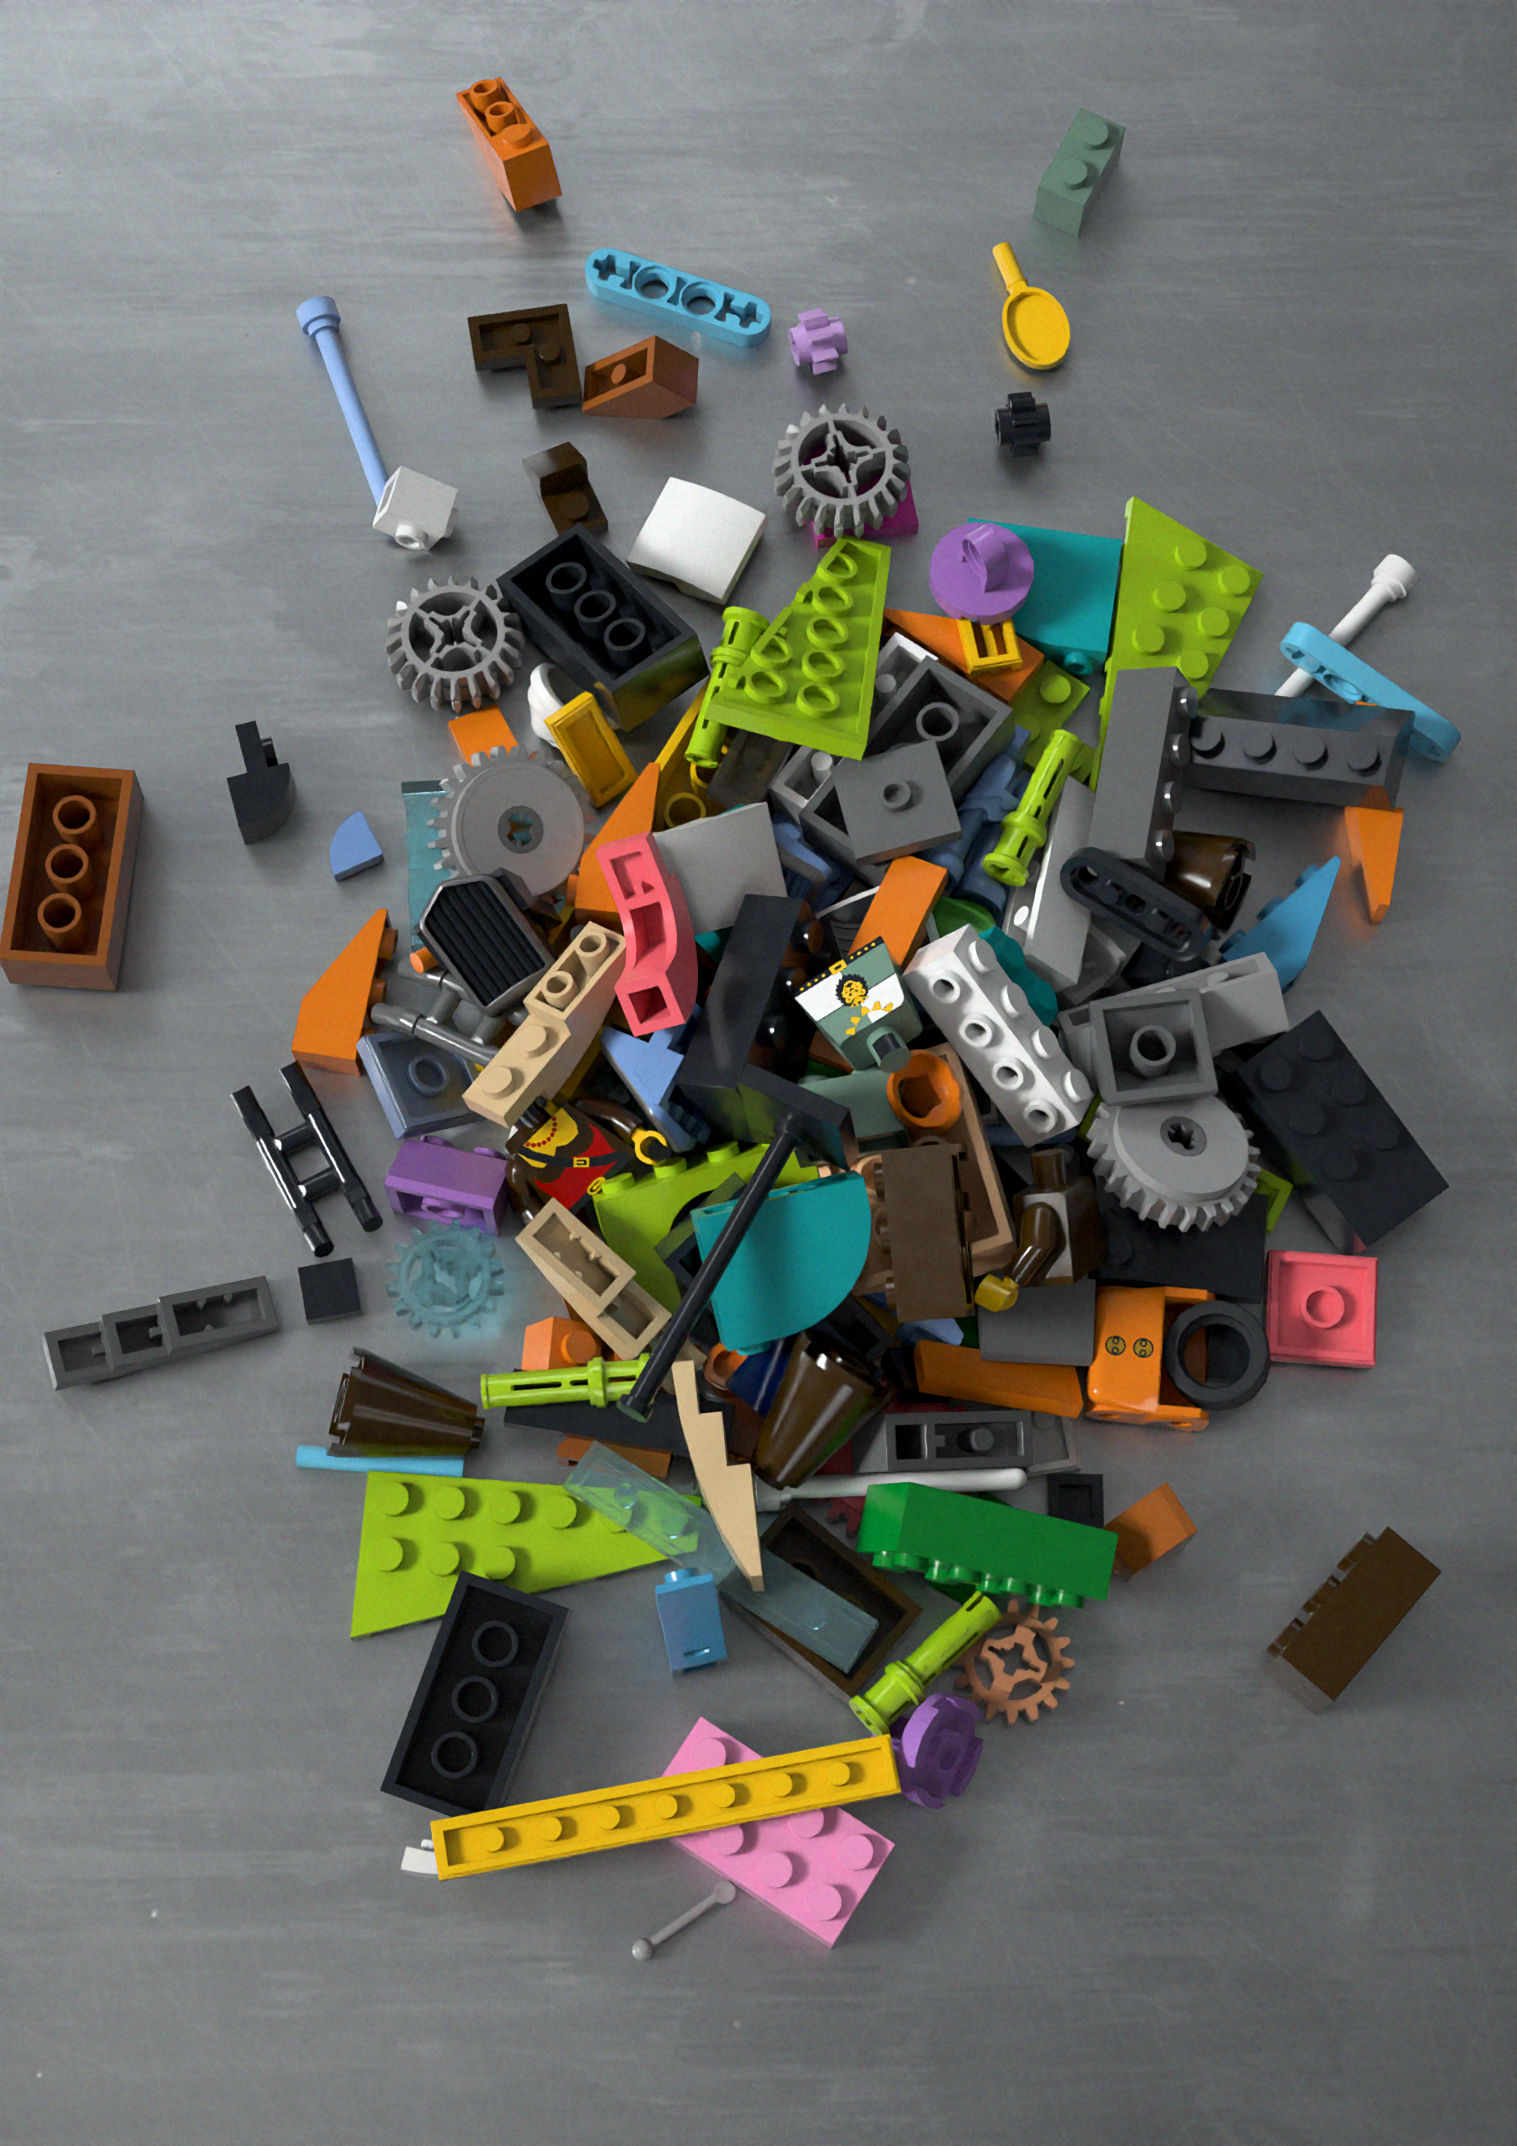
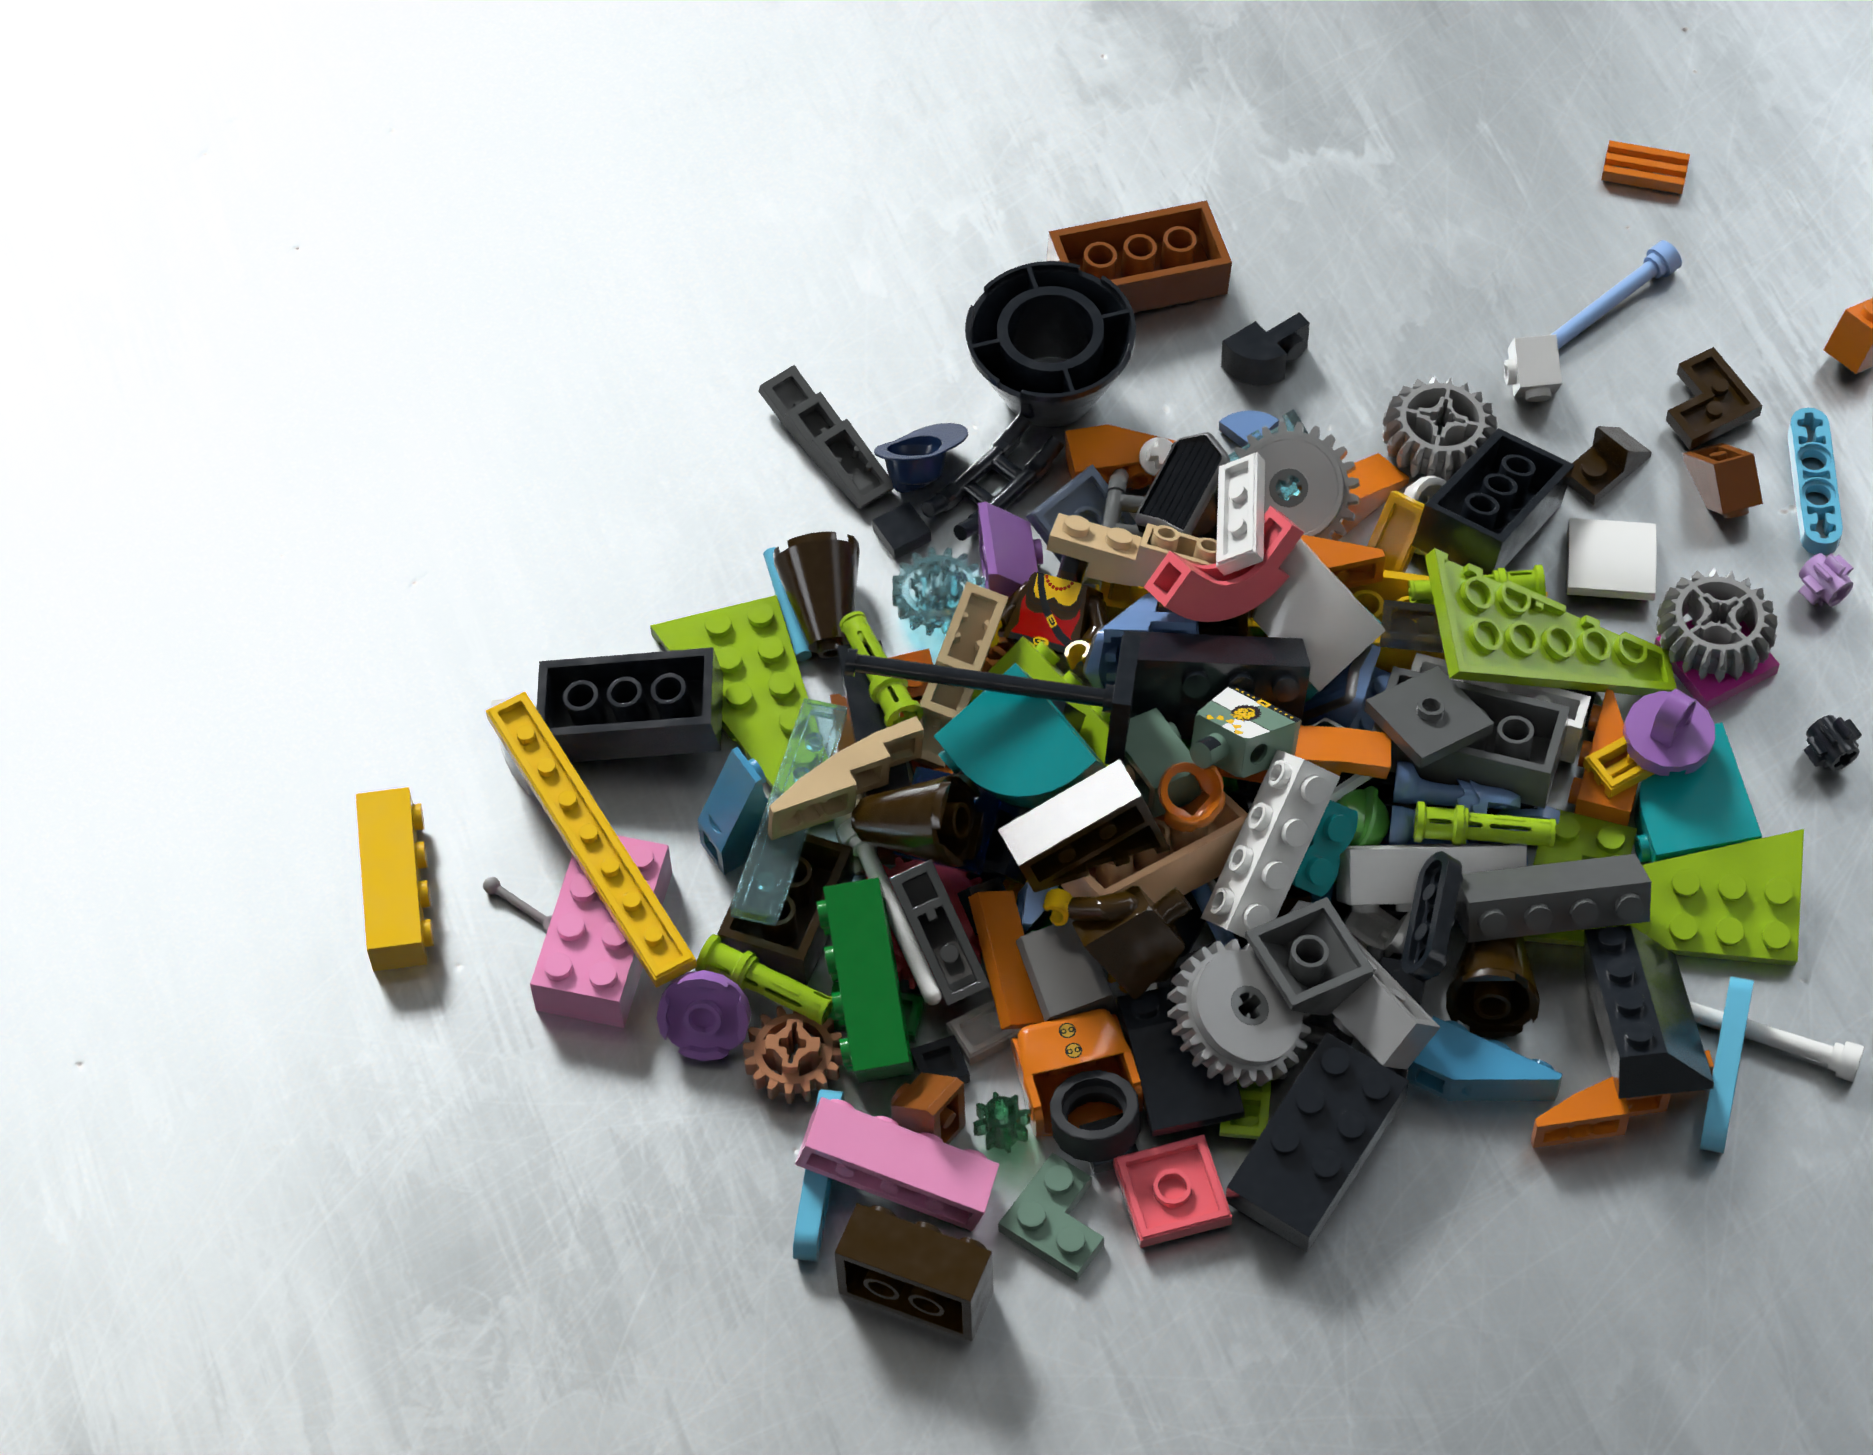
camera: 75 degrees right, 15 degrees down
(157, 960) = (1050, 313): none -> black cone
(162, 269) = (1646, 162): none -> orange tile
(238, 1225) = (920, 455): none -> dark blue piece
(378, 957) = (1154, 454): none -> white piece
(584, 890) = (1240, 514): none -> white tile
(597, 2070) = (392, 879): none -> yellow brick
(1175, 1686) = (813, 1205): none -> medium azure beam
(1192, 1452) = (1001, 1135): none -> clear green gear
(1210, 1593) = (897, 1163): none -> bright pink brick
(1300, 1461) = (1042, 1218): none -> sand green plate

